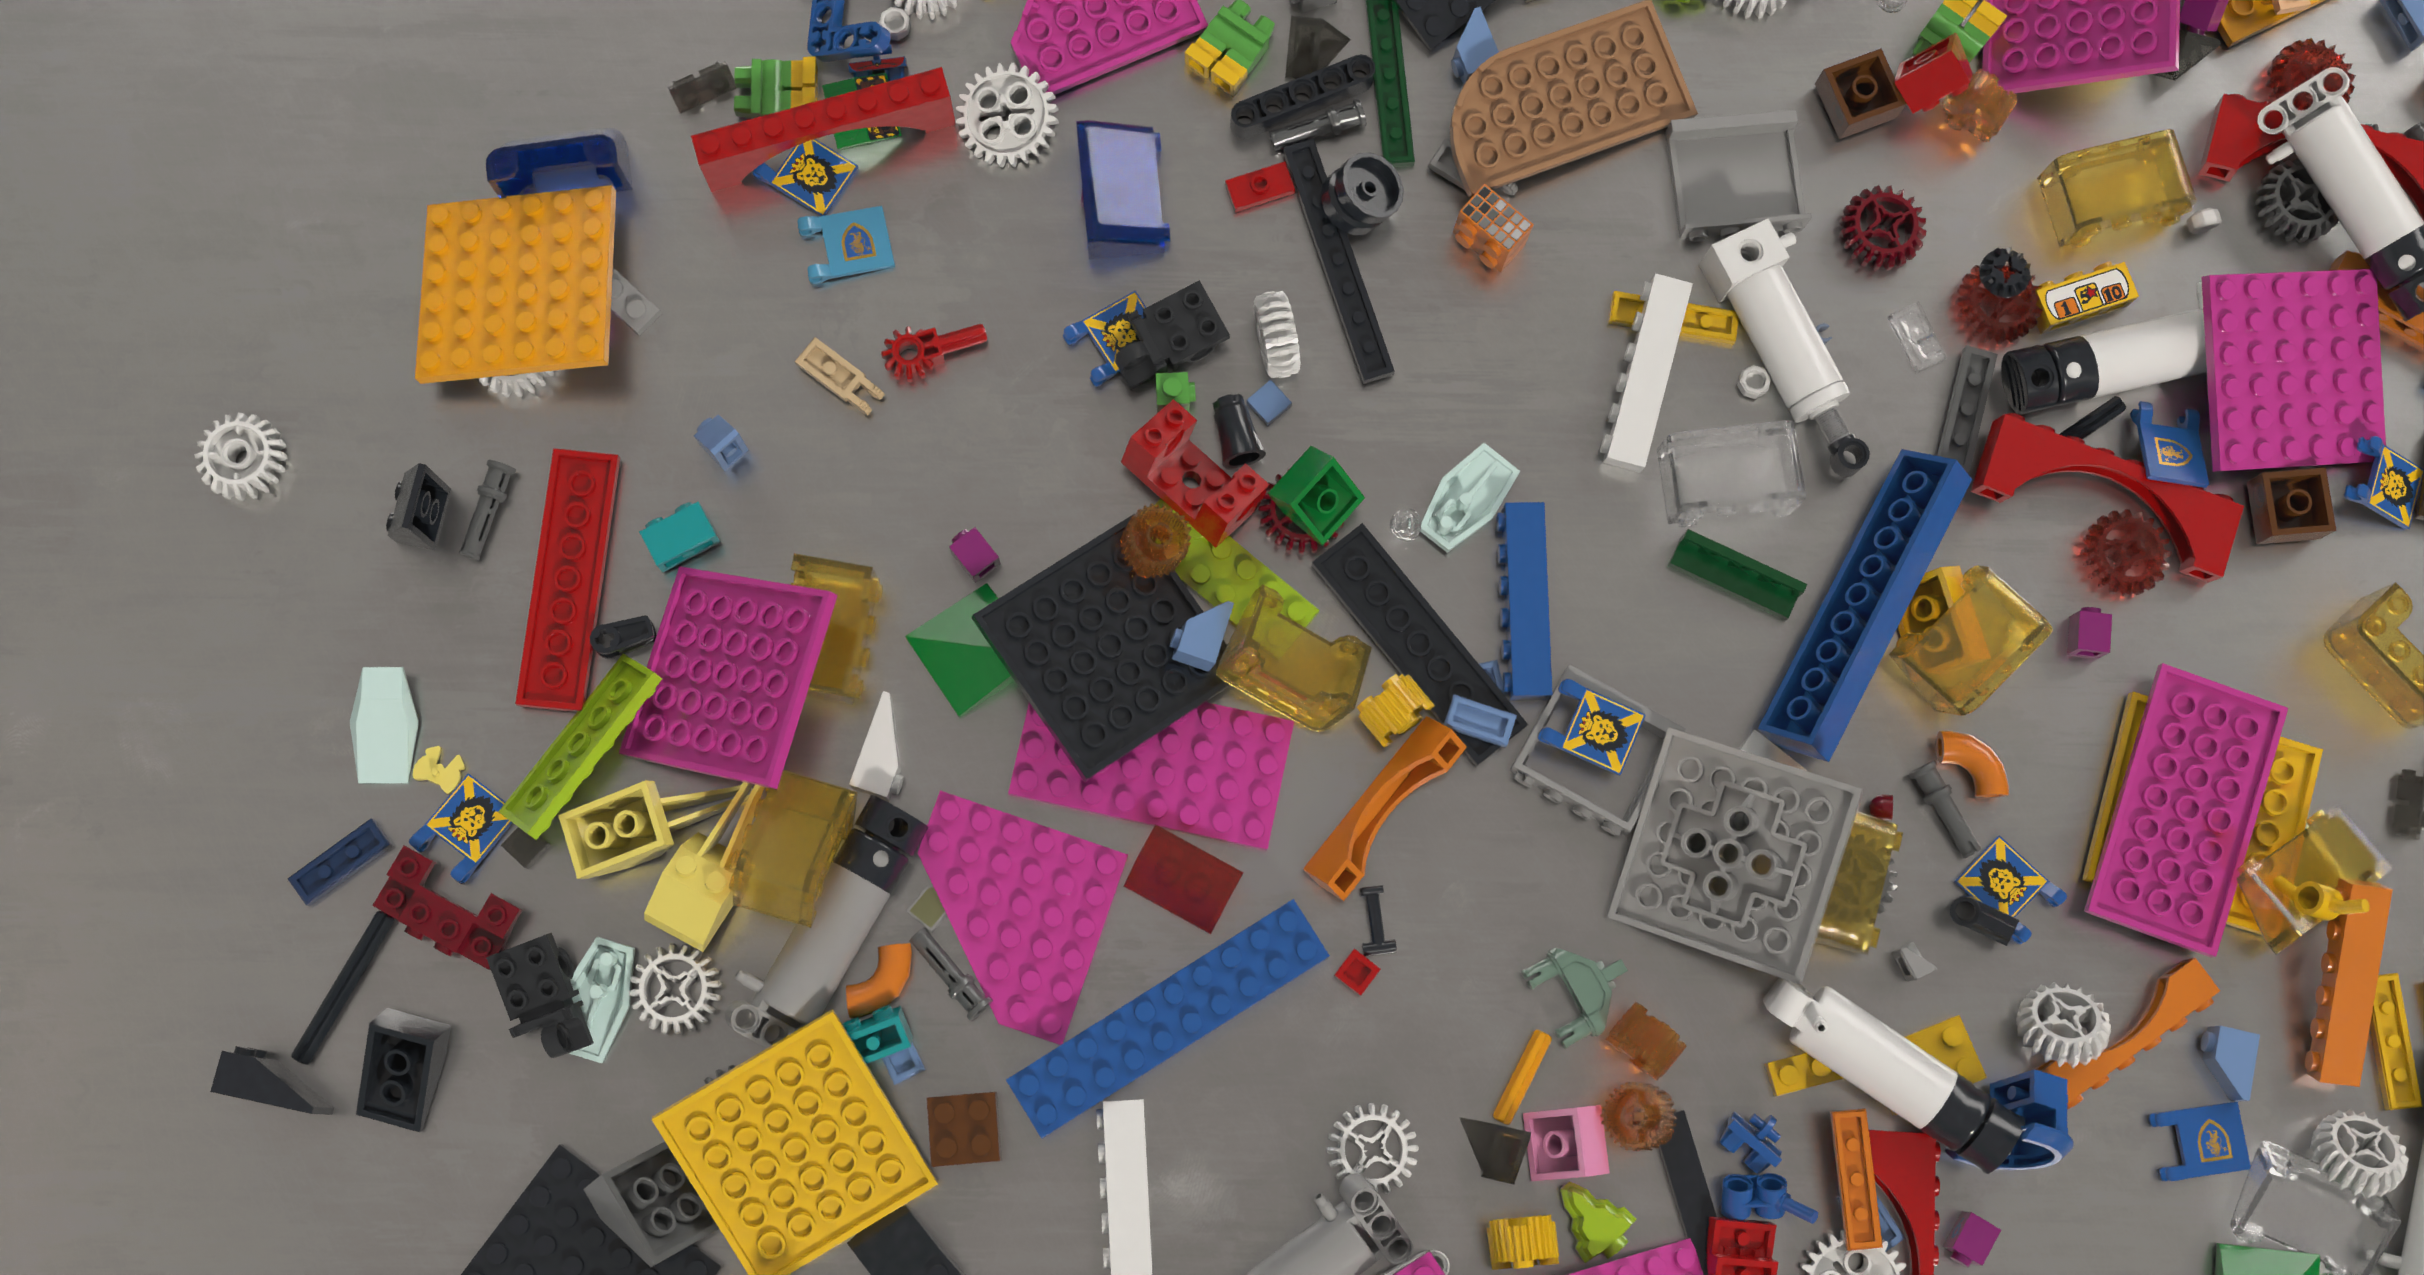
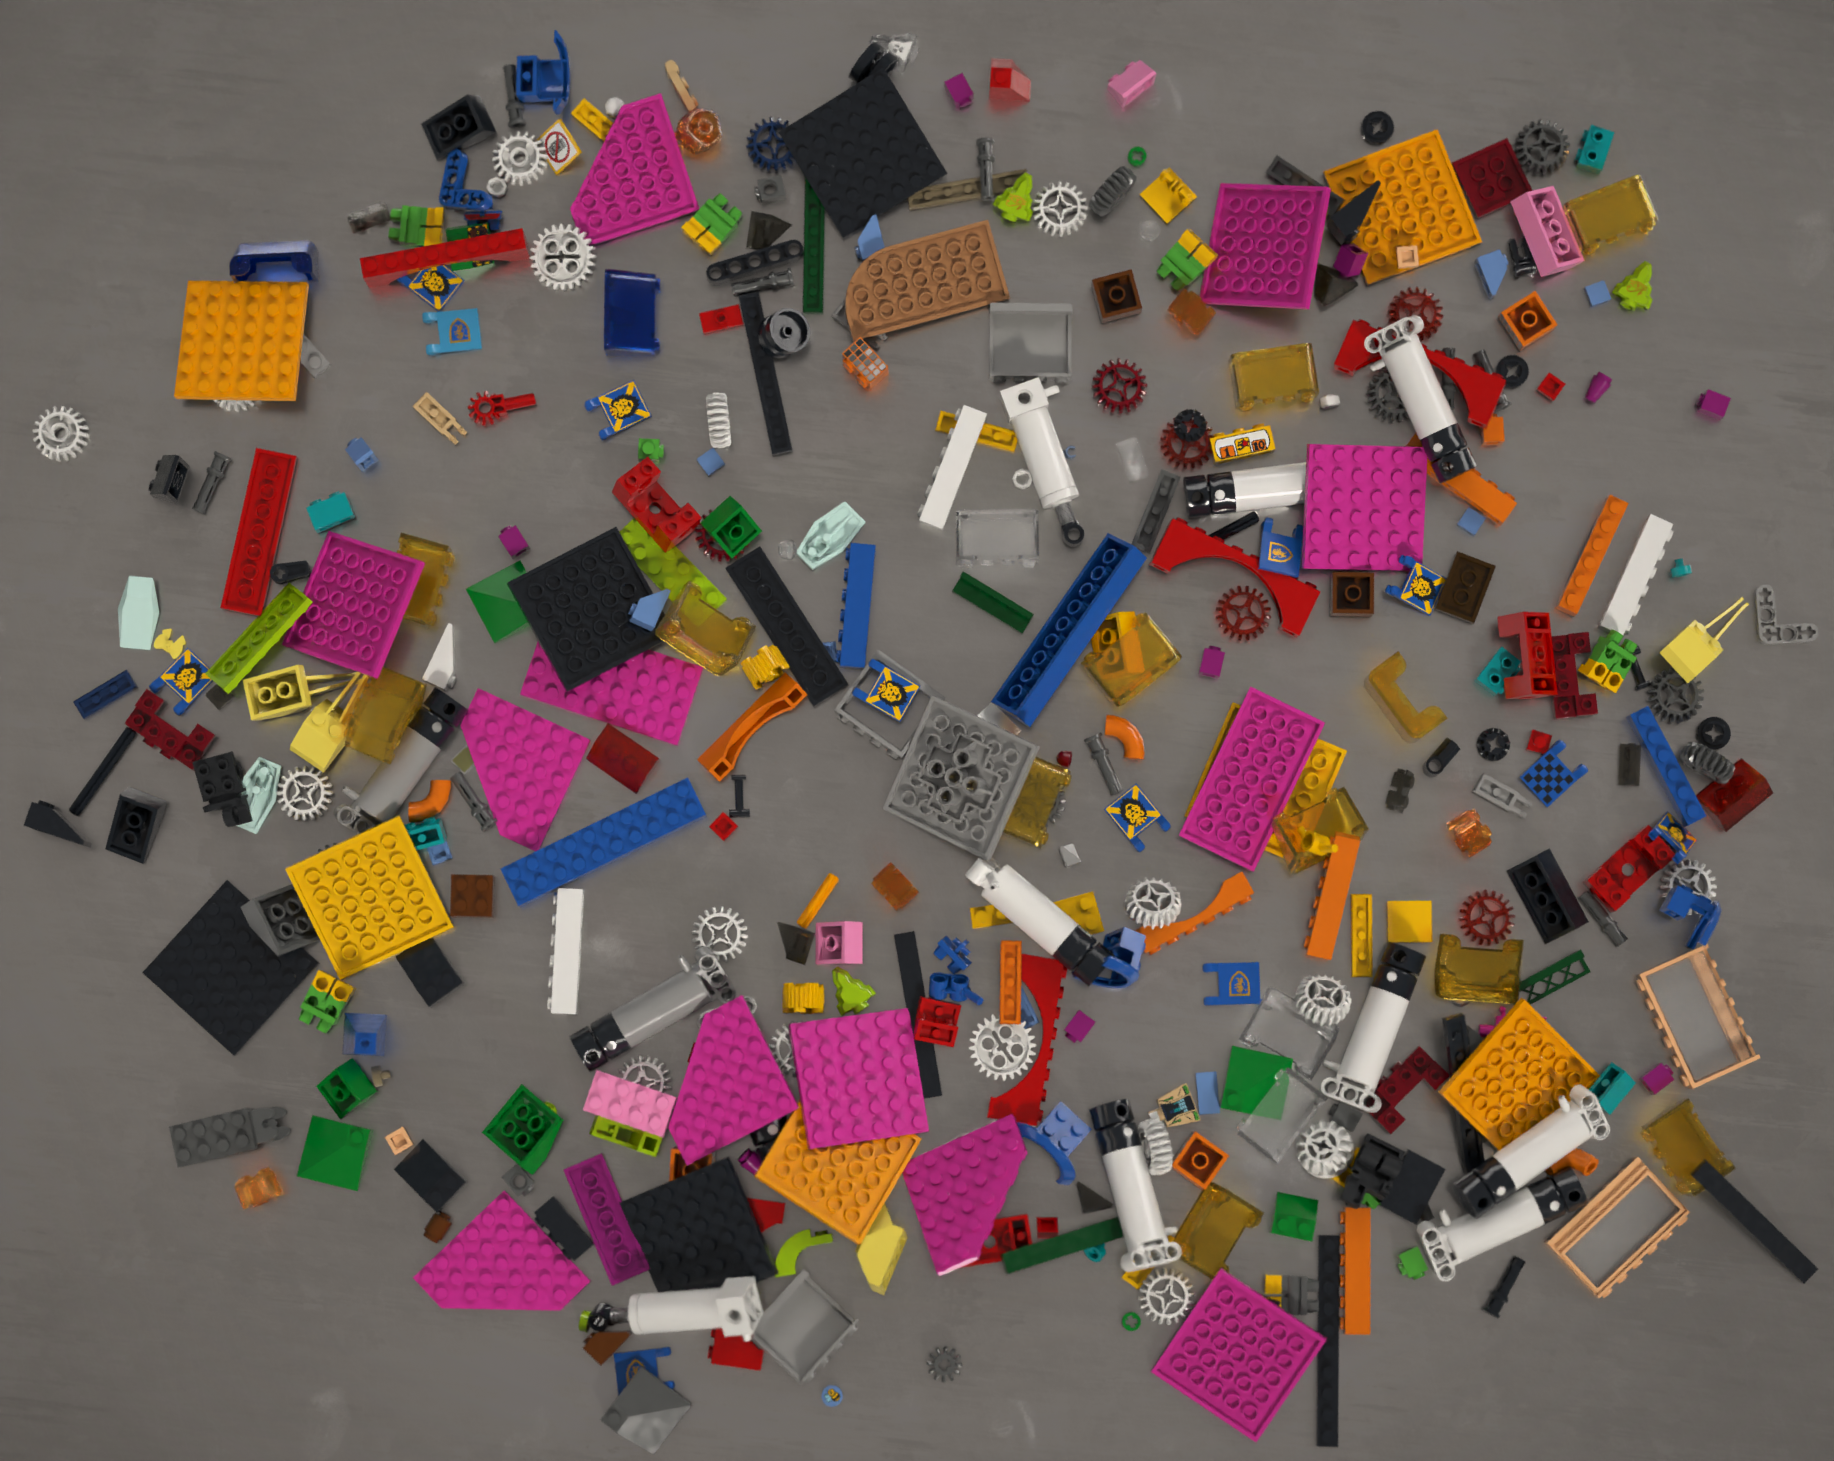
camera: 10 degrees right, 5 degrees up
(1147, 556) = (618, 555): clear orange brick -> none
(1172, 332) = (653, 411): black plate -> none
(1236, 432) = (687, 479): black plant -> none
(1480, 721) = (817, 679): medium blue tile -> none
(1587, 983) = (865, 848): sand green connector -> none
(1657, 1121) = (893, 934): clear orange brick -> none
(1934, 74) = (1162, 290): red slope -> none
(1986, 921) = (1116, 834): black piece -> none
(2231, 1059) = (1256, 934): medium blue slope -> none

